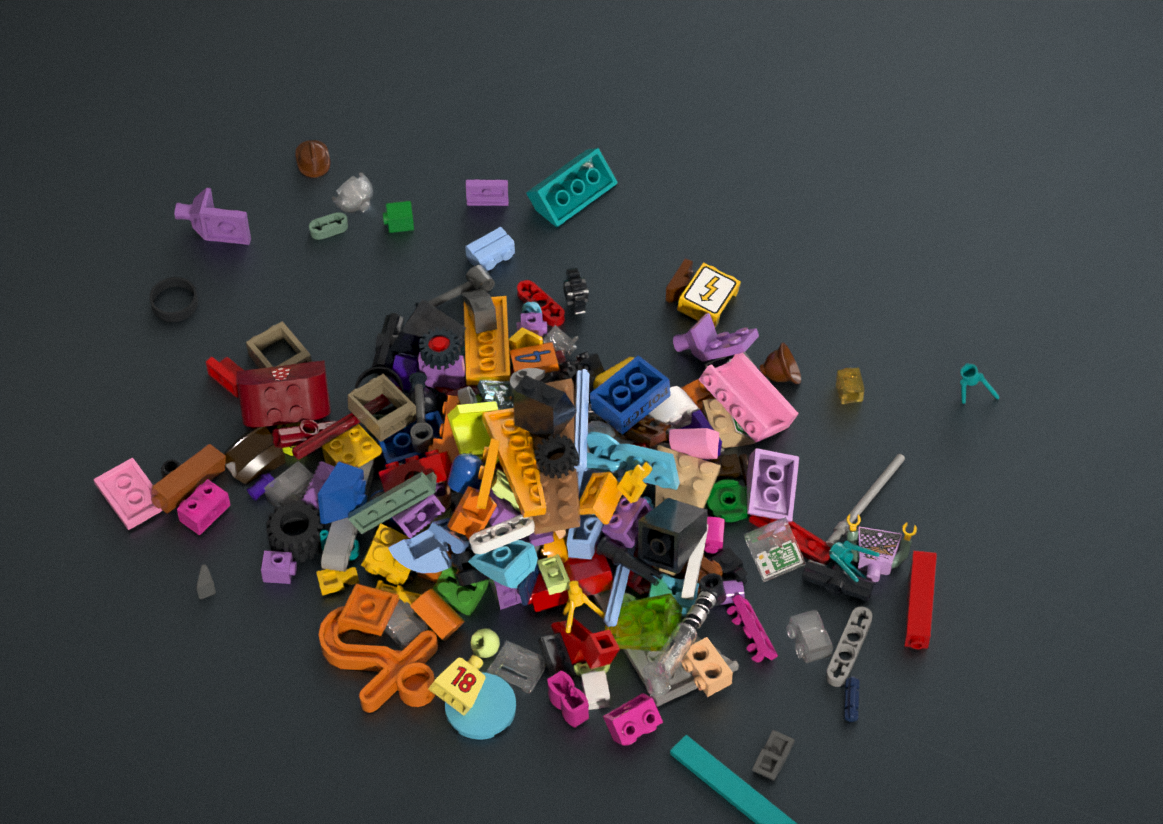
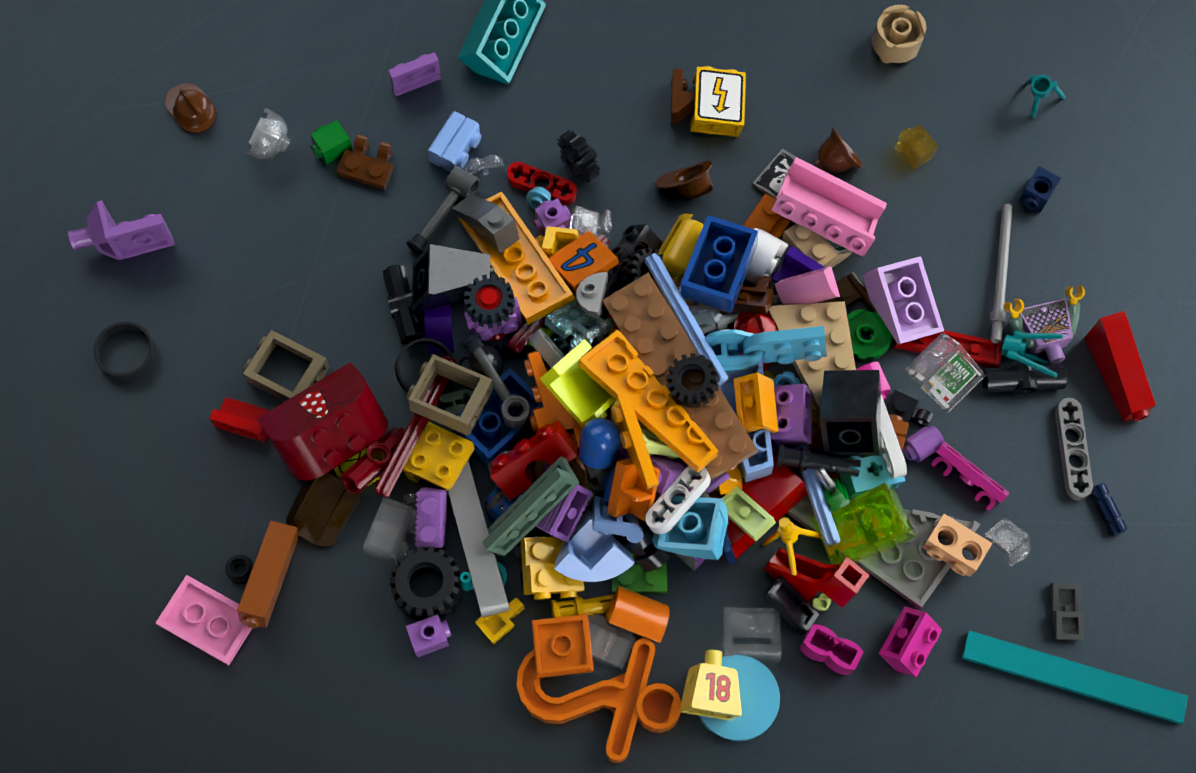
camera: 30 degrees left, 15 degrees up
(203, 507) = (303, 600): dark pink brick -> none
(205, 583) = (358, 694): dark grey slope -> none
(257, 489) = (354, 542): dark purple pin -> none
(328, 226) = (257, 187): sand green beam -> none
(341, 493) = (468, 523): blue slope -> none
(415, 245) = (365, 169): none -> reddish brown plate
(485, 643) = (705, 623): yellowish green piece -> none
(510, 273) = (482, 164): none -> clear piece
(541, 408) = (650, 333): black slope -> none
(596, 689) = (850, 622): white brick -> none
(632, 482) = (789, 375): yellow plate -> none
(633, 590) = (834, 491): none -> green piece
(654, 344) = (688, 181): none -> reddish brown piece
(683, 636) = (925, 527): clear piece -> none
(708, 345) = (761, 159): medium lavender plate -> none
(757, 688) = (1009, 540): none -> clear bracket
(810, 636) = (1032, 456): clear brick -> none
(882, 300) = (898, 34): none -> tan brick
(934, 445) = (1043, 181): none -> dark blue brick

